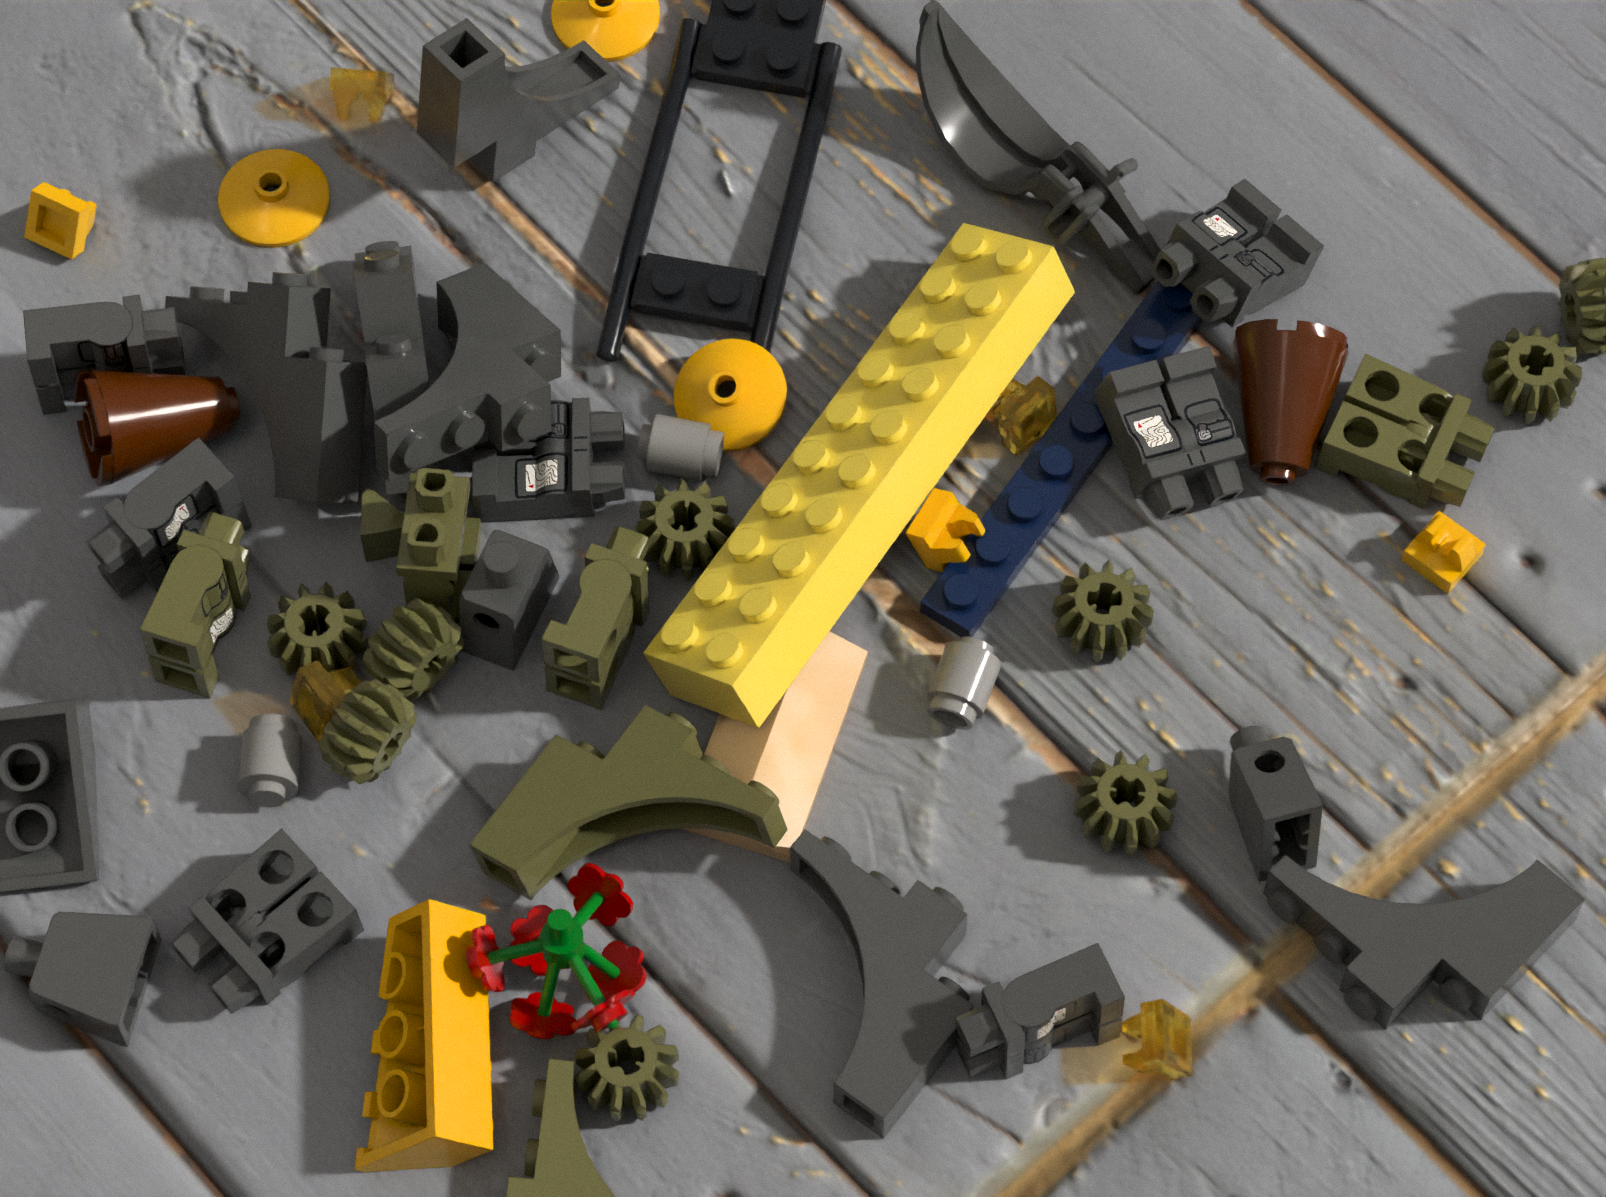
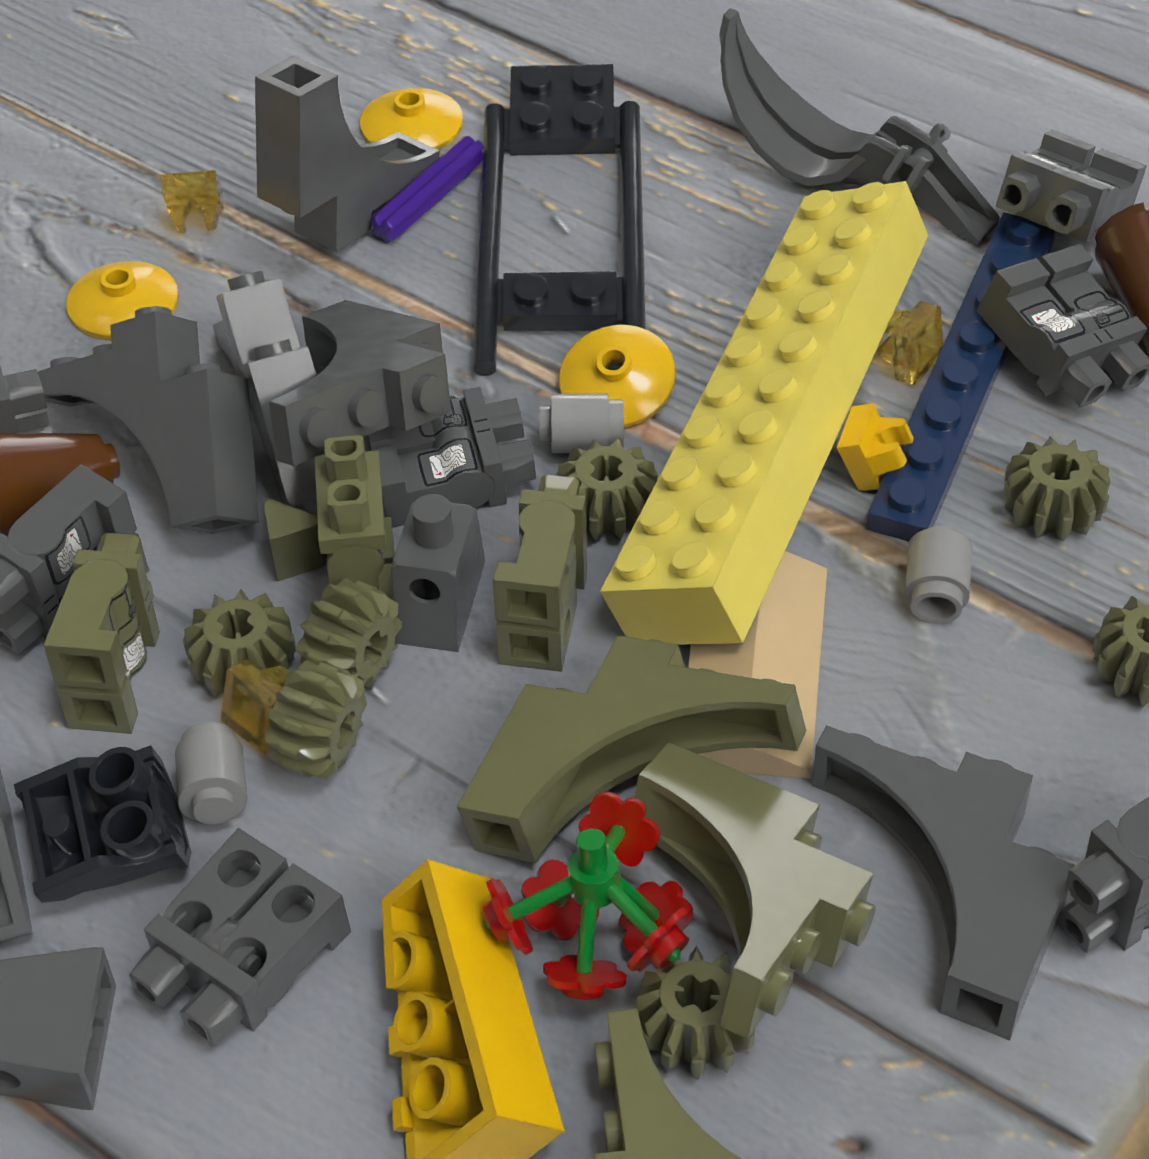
camera: 10 degrees left, 15 degrees down
(163, 783) = (102, 822): none -> black slope
(600, 116) = (427, 189): none -> dark purple axle
(713, 942) = (763, 869): none -> olive arch

